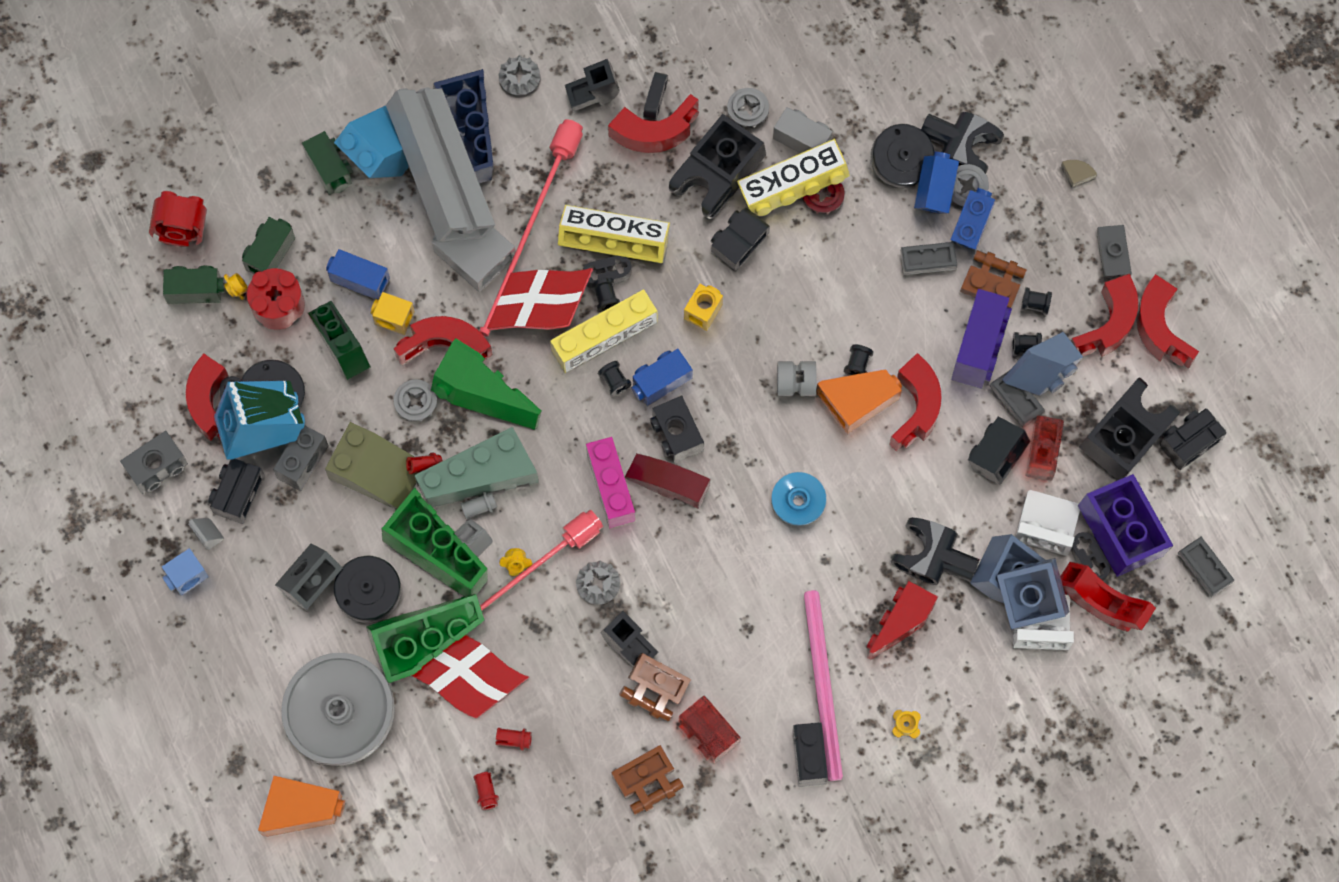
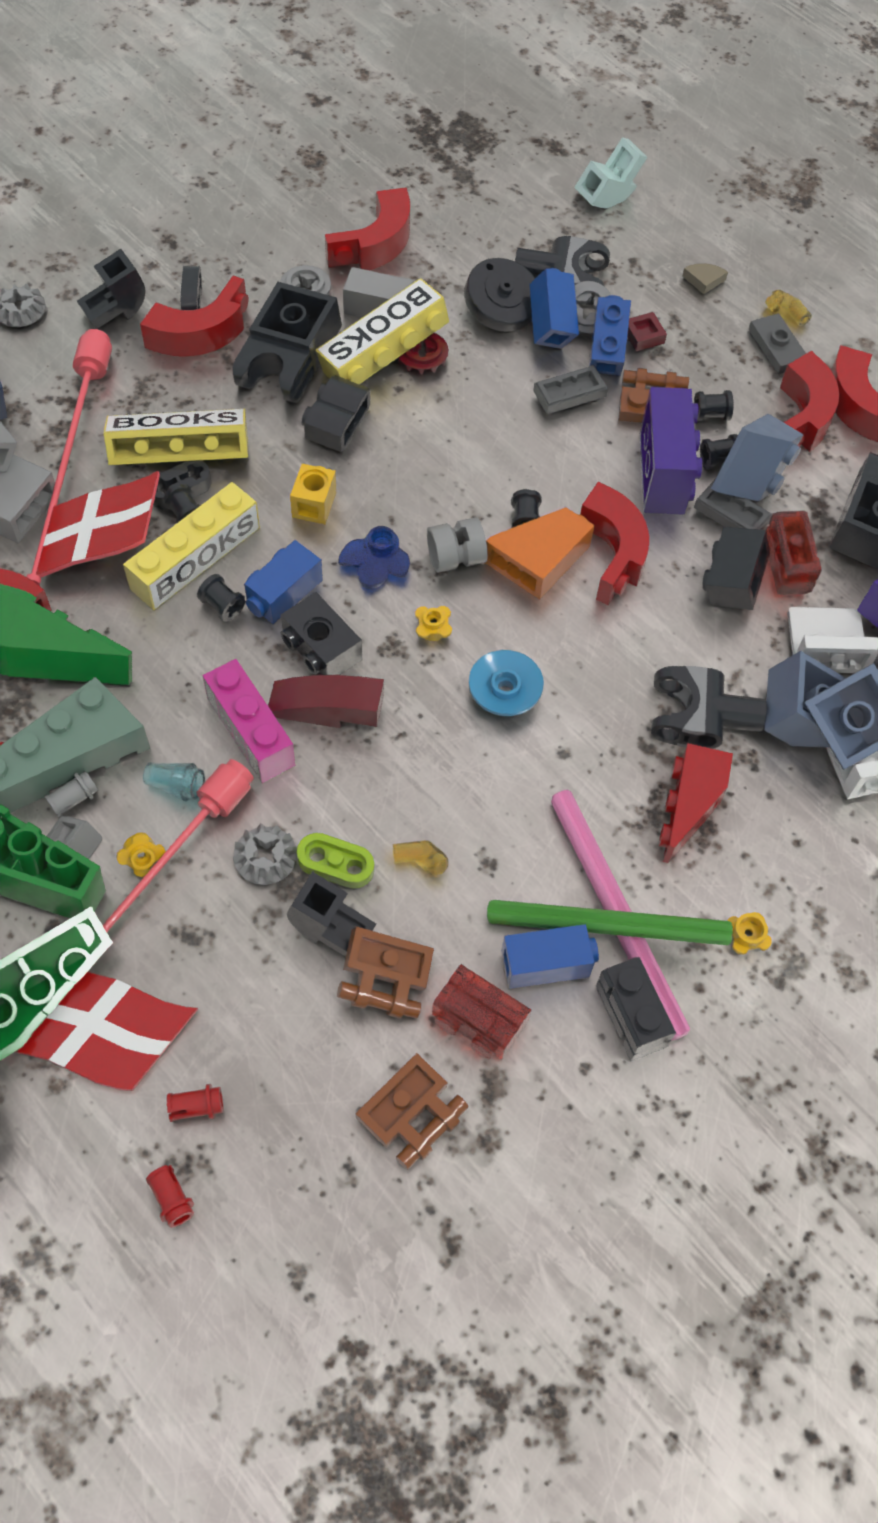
camera: 20 degrees left, 10 degrees down
(551, 513) = (175, 778): none -> clear light blue cone
(644, 600) = (338, 858): none -> lime plate
(705, 611) = (422, 853): none -> clear yellow arm
(734, 375) = (376, 561): none -> clear blue plate
(762, 443) = (433, 631): none -> yellow plate
(764, 705) = (548, 956): none -> blue brick
(811, 692) = (611, 922): none -> bright green axle
(824, 76) = (377, 242): none -> red arch
(1007, 217) = (645, 331): none -> dark red plate
(1030, 60) = (612, 182): none -> light aqua brick
(1140, 218) = (791, 305): none -> clear yellow arm

